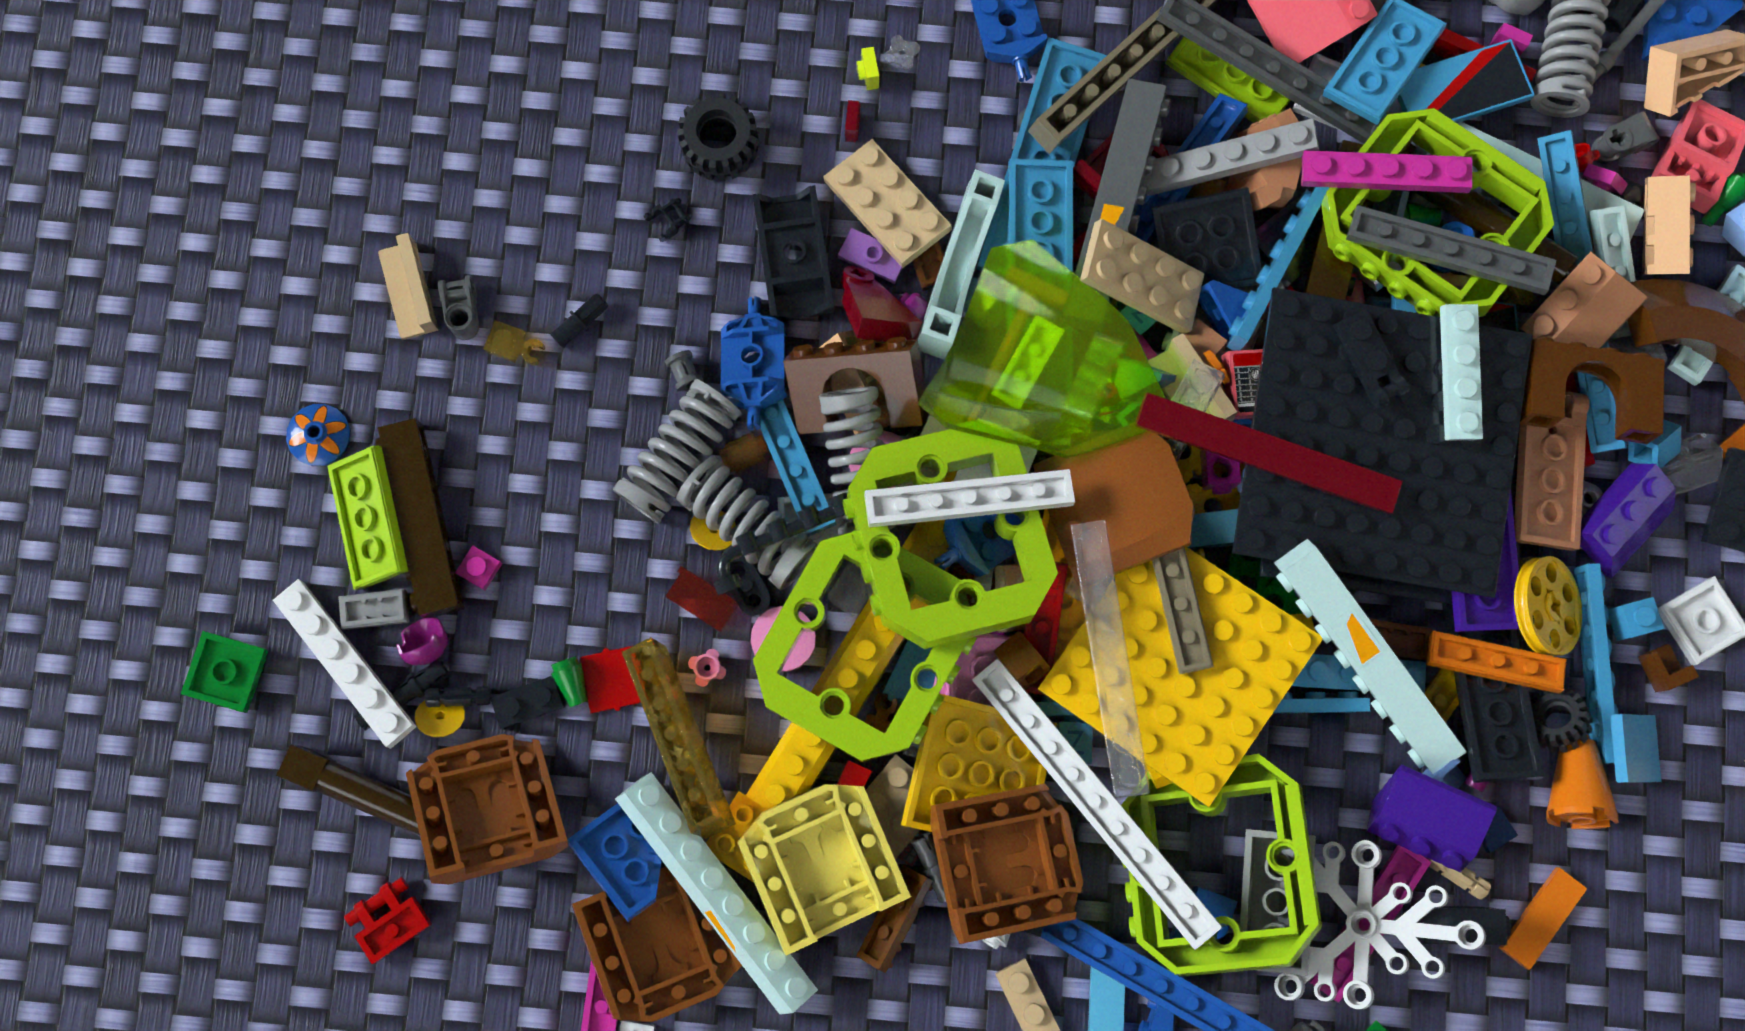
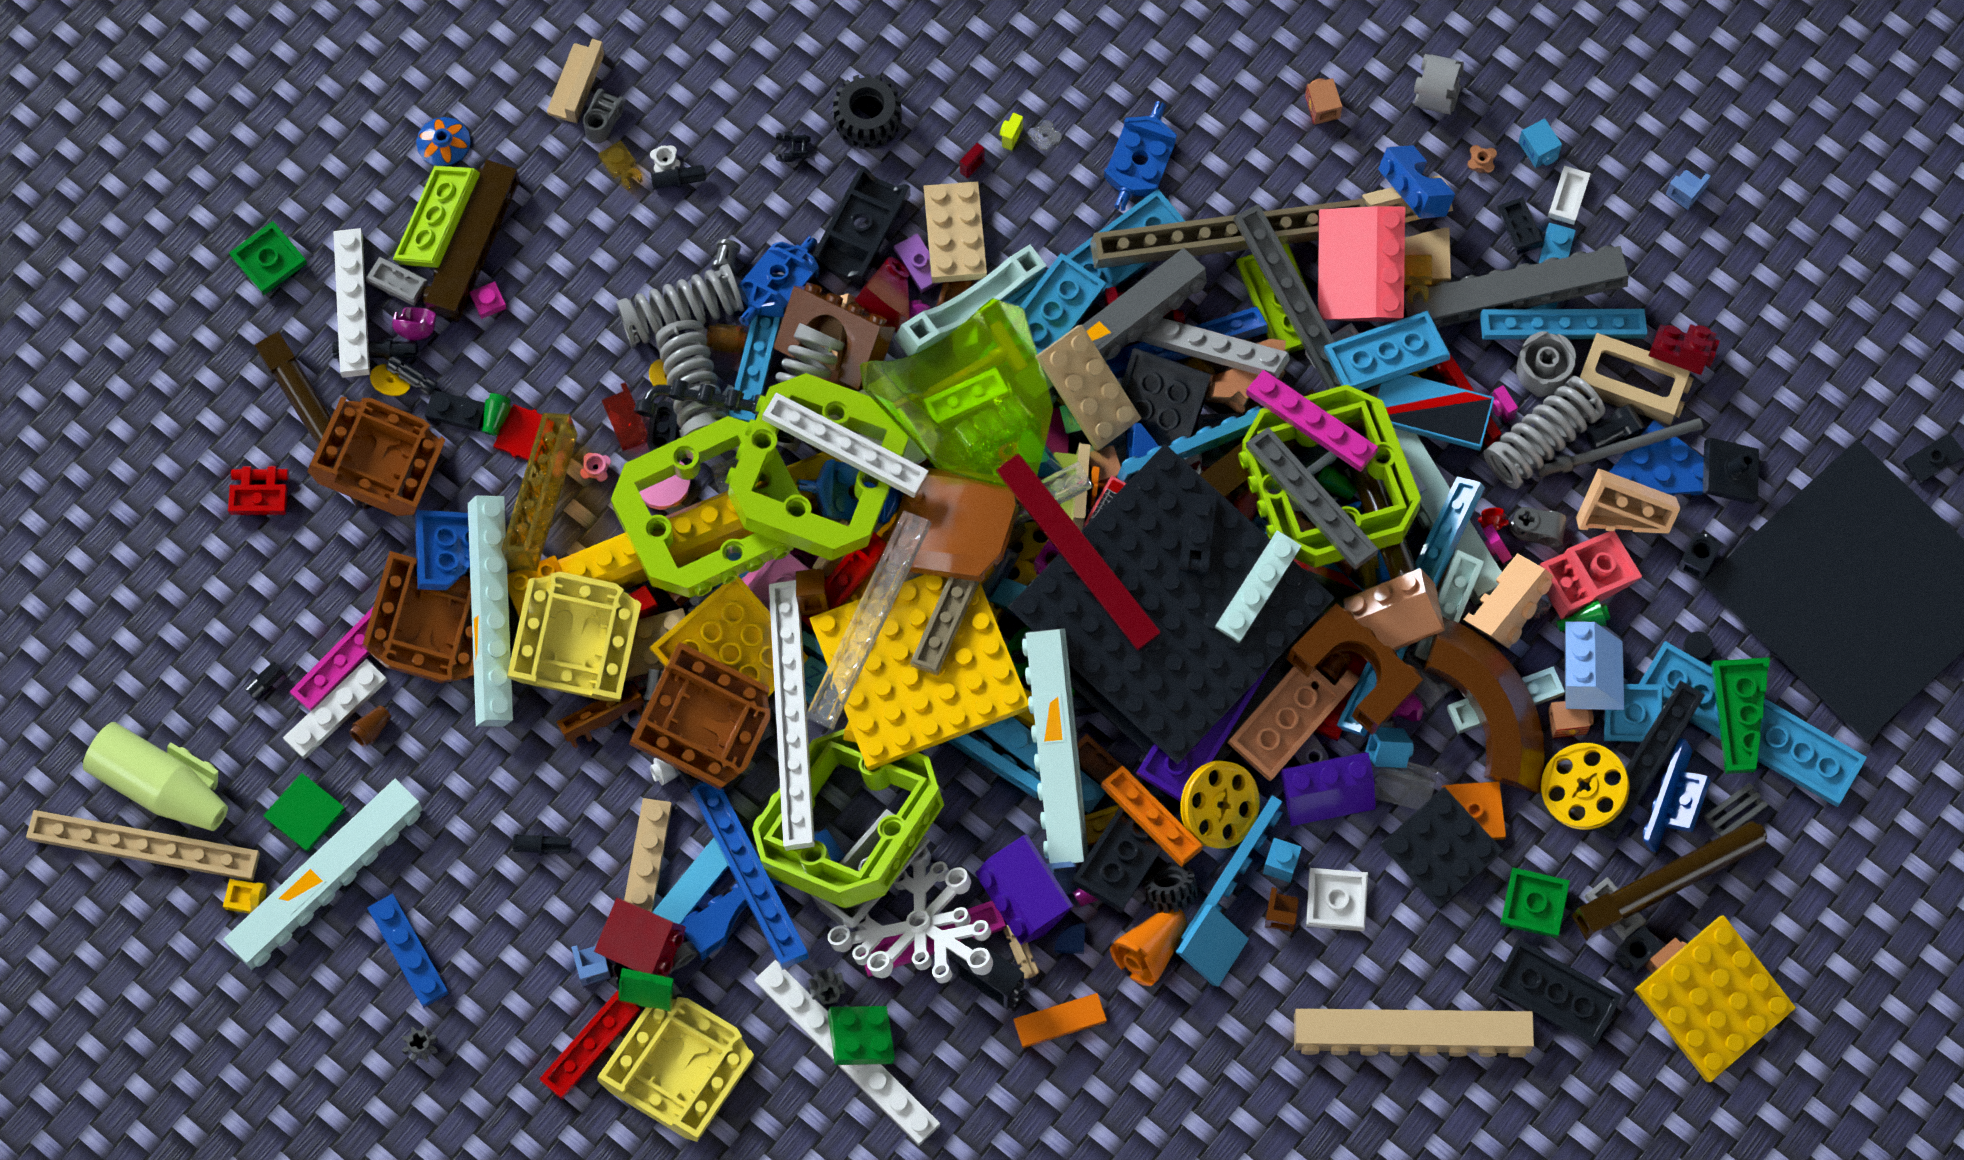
camera: 35 degrees right, 10 degrees down
(550, 302) = (664, 152): none -> white plate

